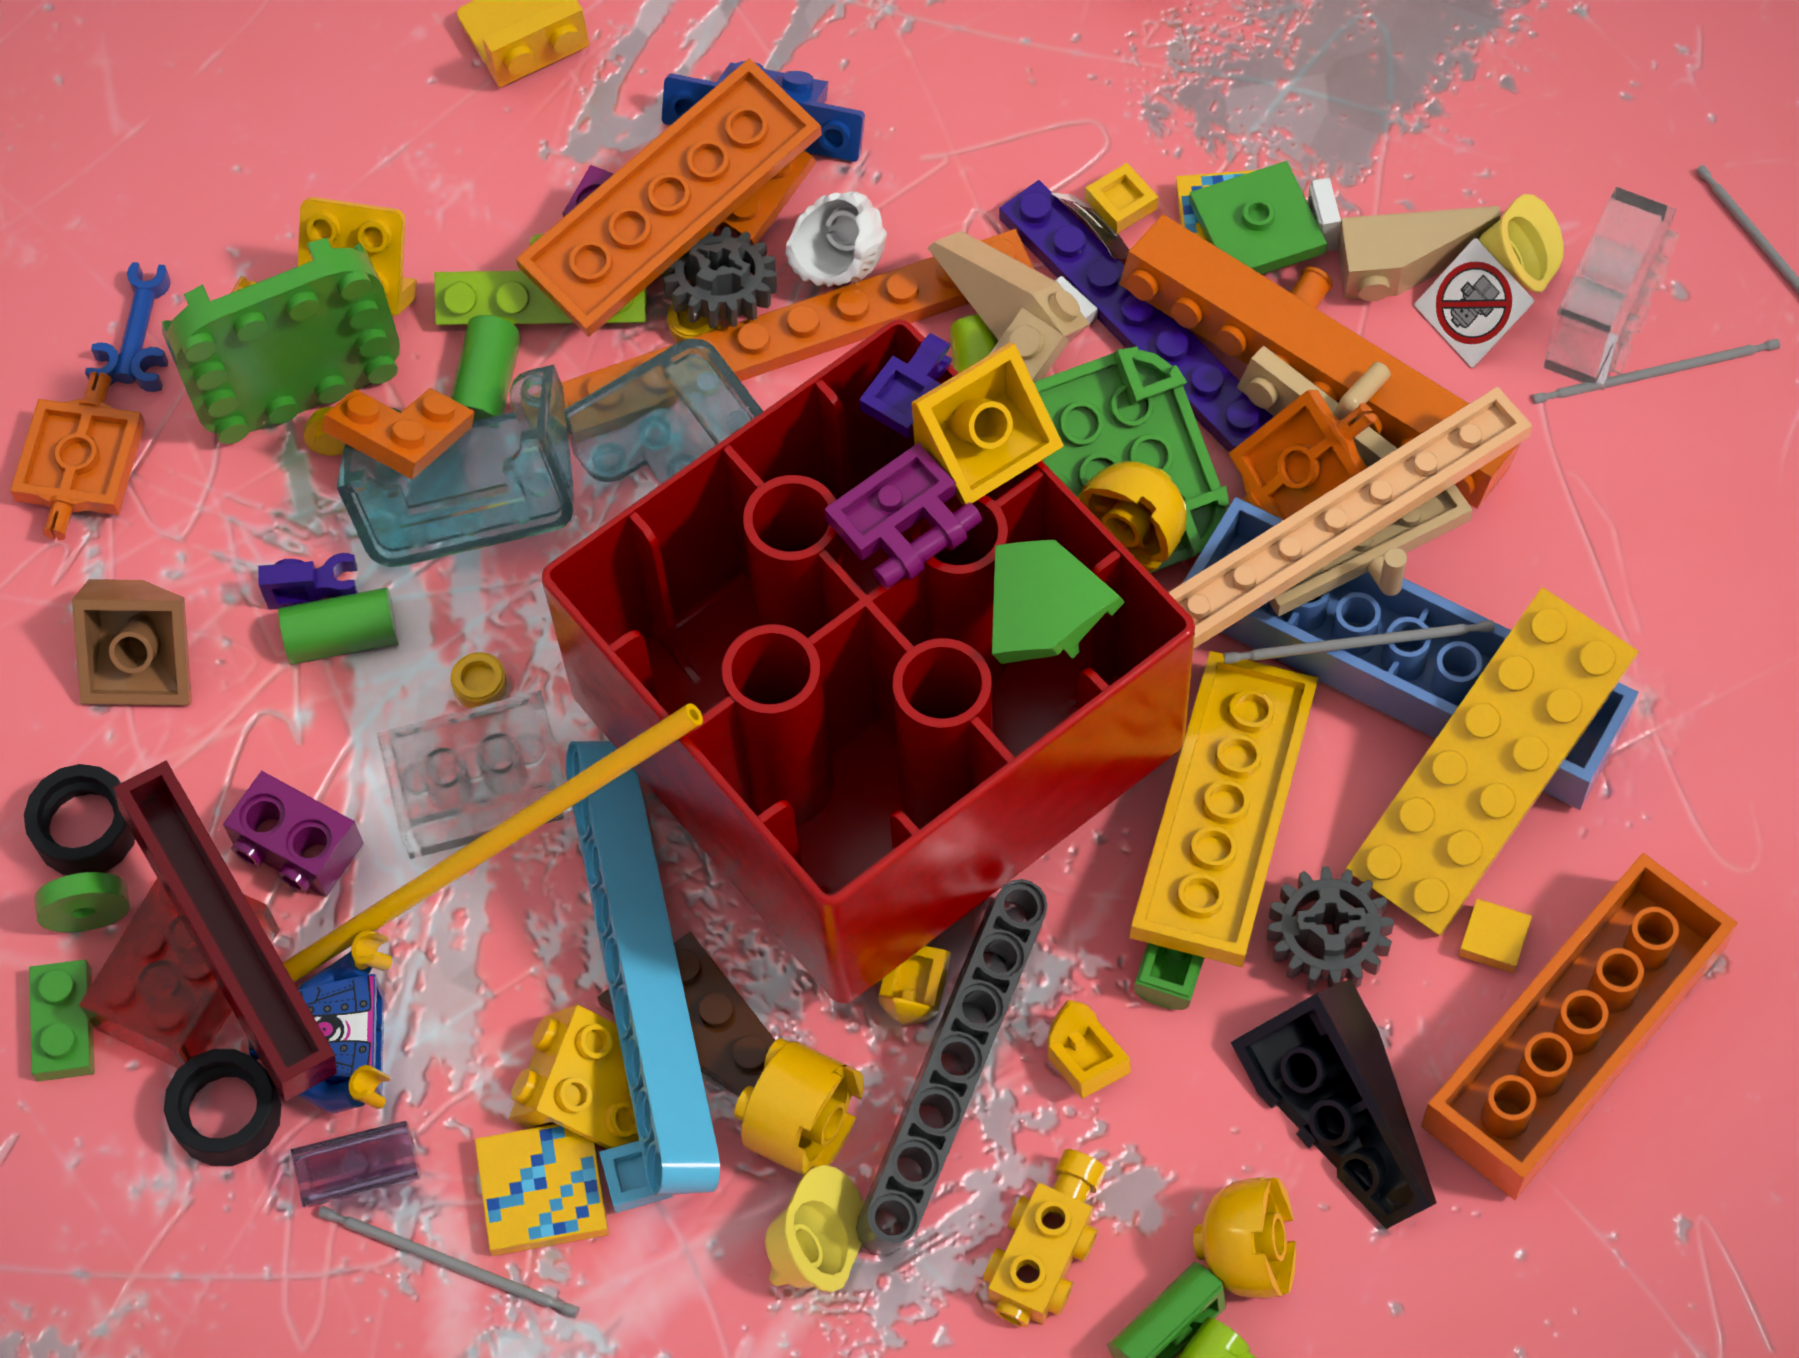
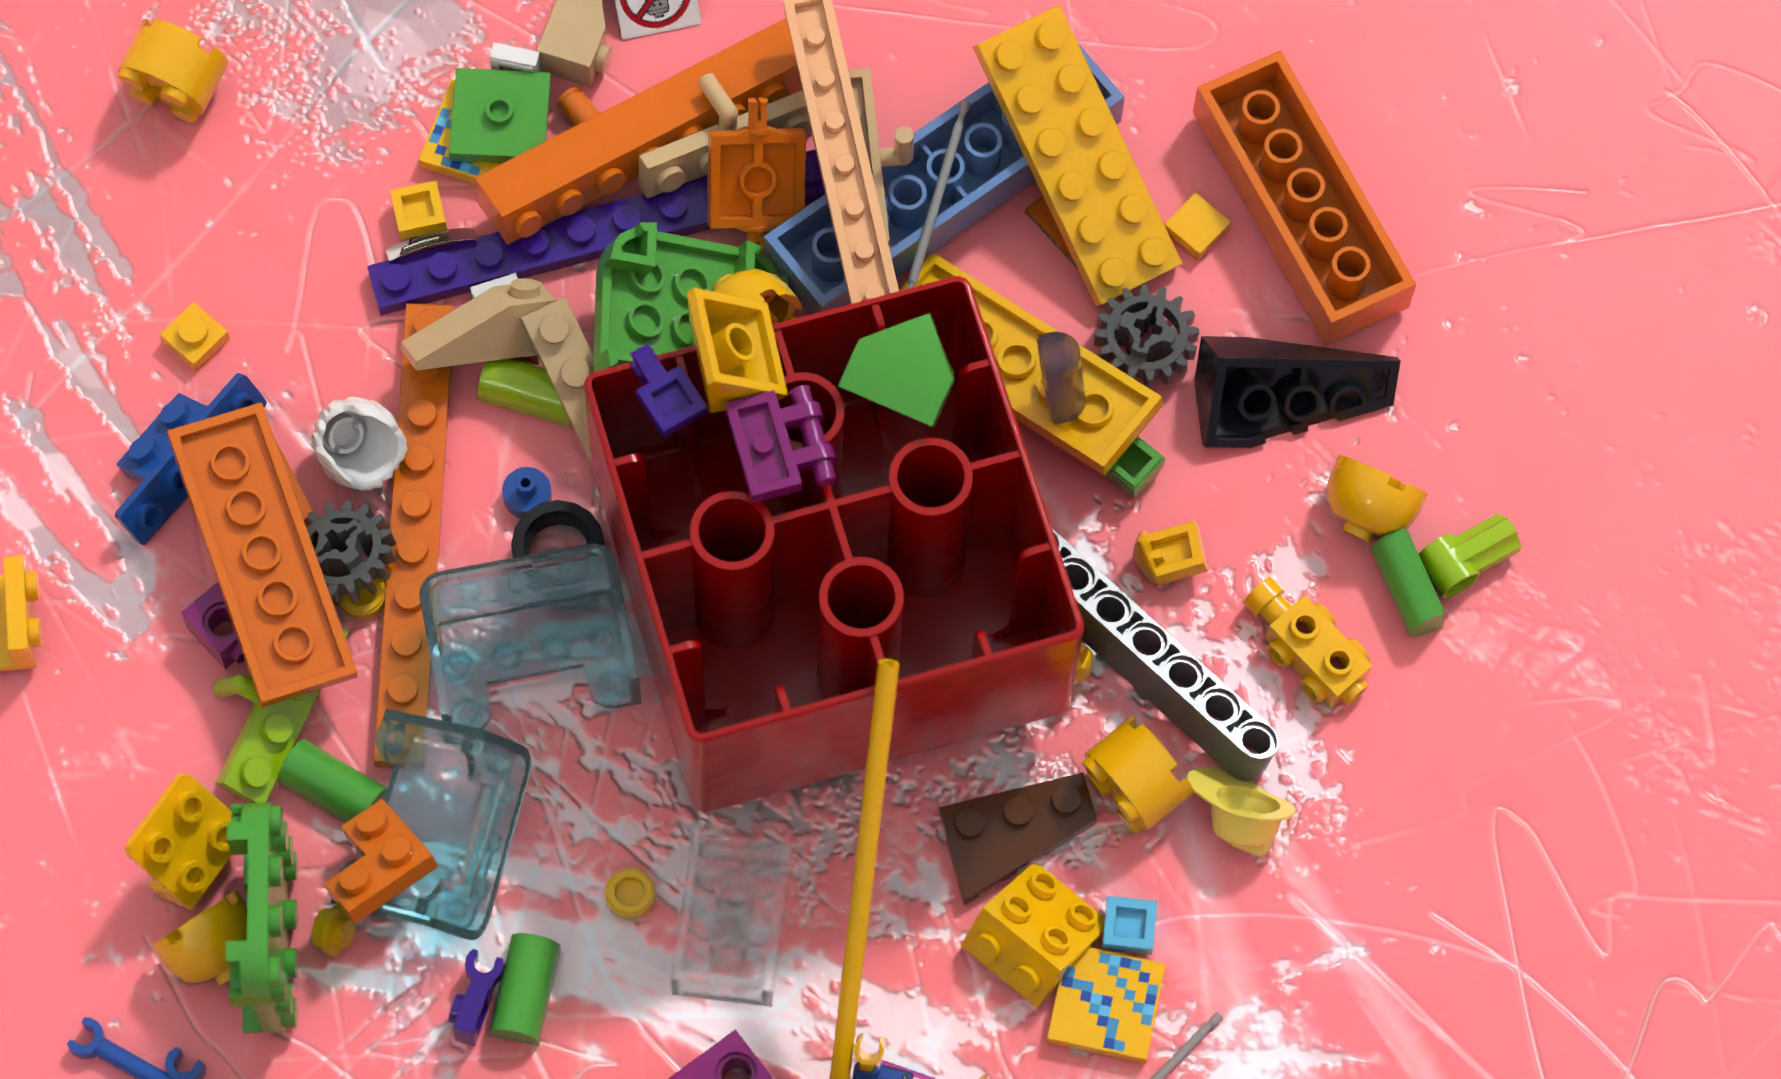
camera: 75 degrees left, 5 degrees up
(644, 982) = (974, 848): medium azure beam -> none
(895, 73) = (194, 336): none -> yellow plate
(1199, 830) = (1061, 375): none -> brick

